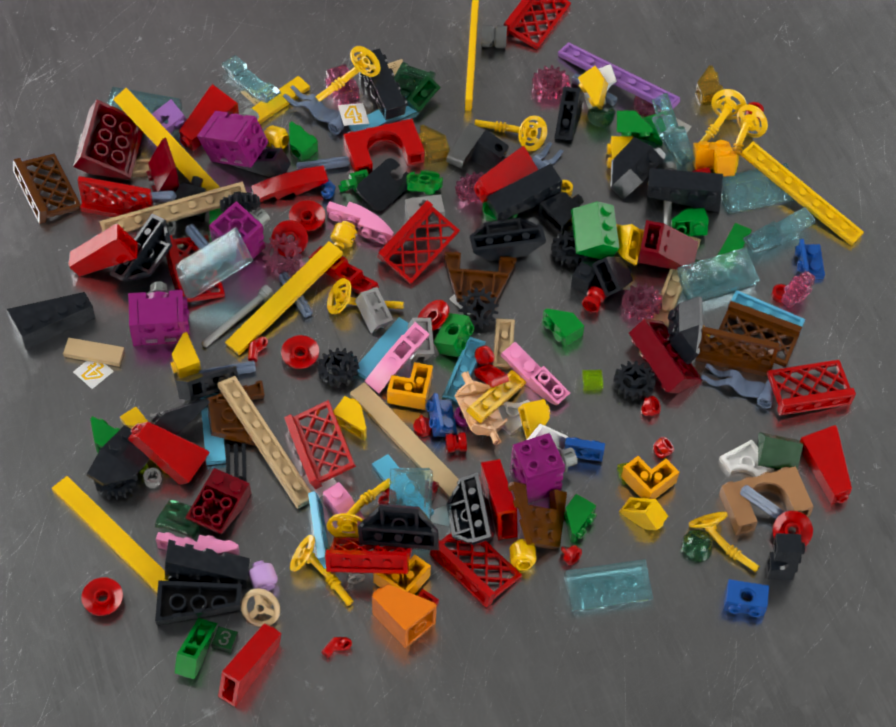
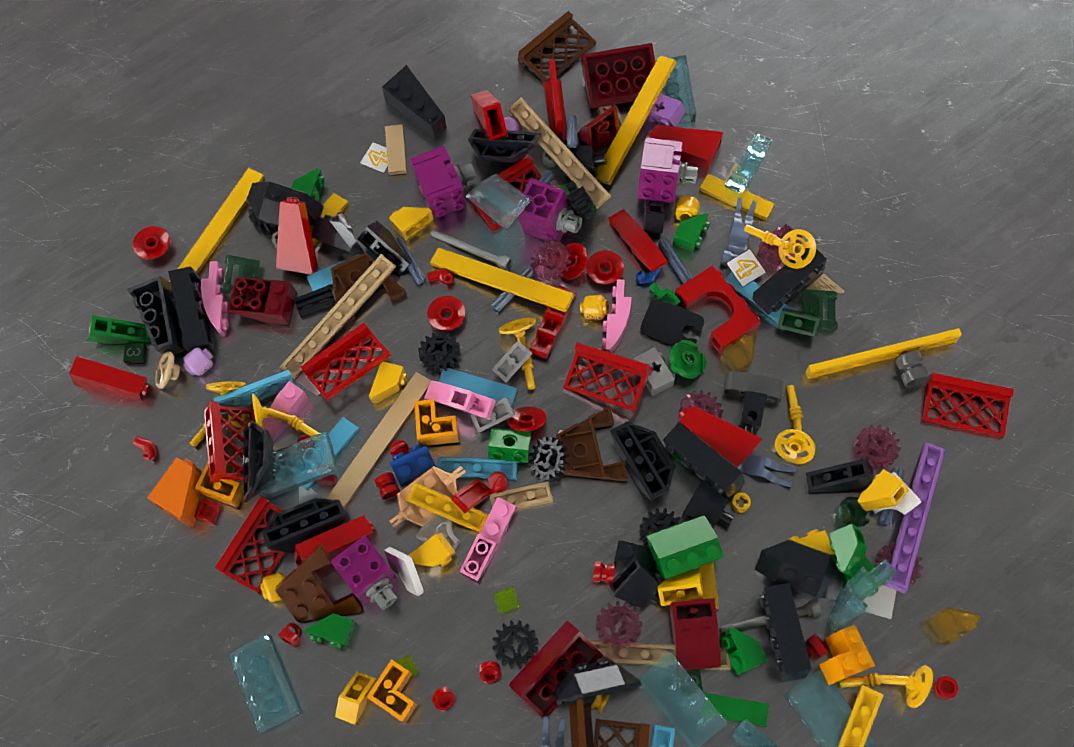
camera: 80 degrees right, 10 degrees up
(564, 325) = (559, 552): green slope -> none
(586, 449) = (416, 614): blue bracket -> none
(726, 109) = (923, 652): yellow dish -> none

